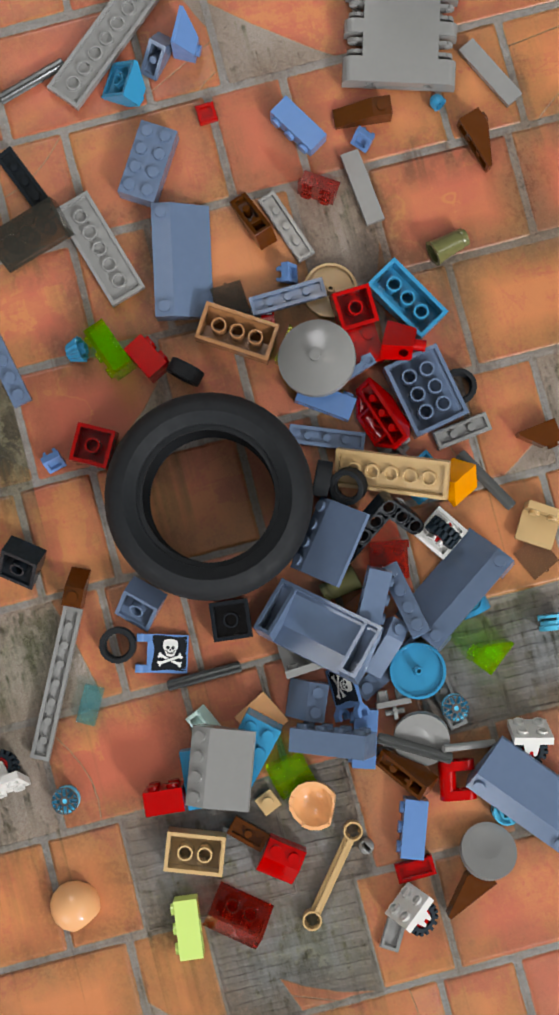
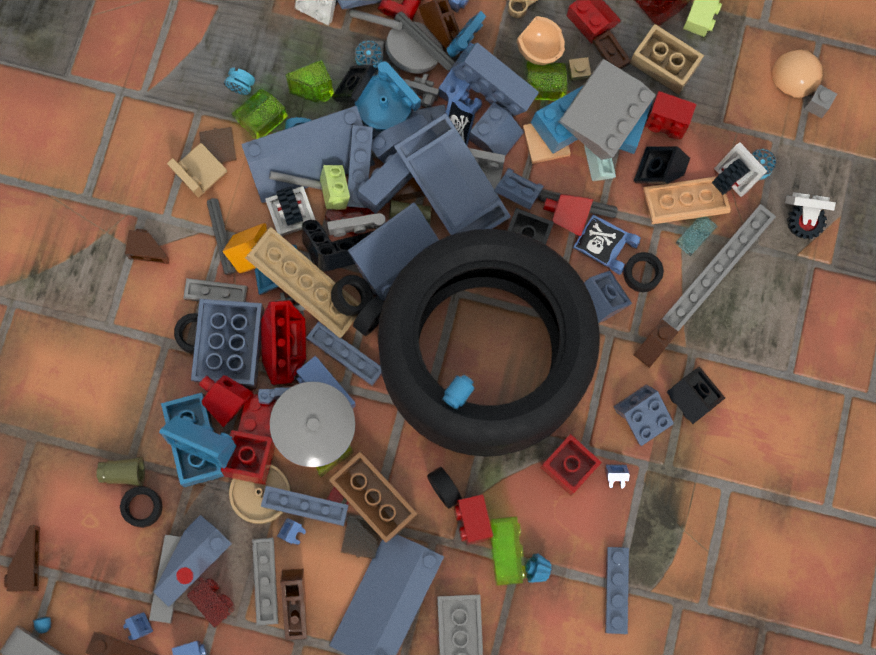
camera: 155 degrees left, 10 degrees down
(41, 888) = (820, 101): none -> light grey brick
(56, 523) = (644, 414): none -> sand blue bracket
(81, 777) = (738, 171): none -> white plate
(113, 730) = (684, 200): none -> light nougat tile
(150, 748) = (661, 165): none -> black slope
(205, 428) = (458, 391): none -> dark azure brick
(206, 661) = (569, 211): none -> red torso
(260, 654) = (518, 189): none -> sand blue plate
(352, 210) = (193, 555): none -> sand blue wedge
(375, 544) = (357, 224): none -> light grey plate
(382, 774) = (466, 34): none -> dark azure plate
(398, 293) = (198, 440): none -> dark azure slope
(413, 689) = (399, 86): none -> dark azure plate
(415, 570) = (334, 187): none -> yellowish green brick
(421, 214) = (129, 495): none -> black tyre
(449, 561) = (295, 180): none -> light grey bar
(452, 674) = (354, 83): none -> black tile
(517, 603) = (260, 114): none -> clear neon green slope

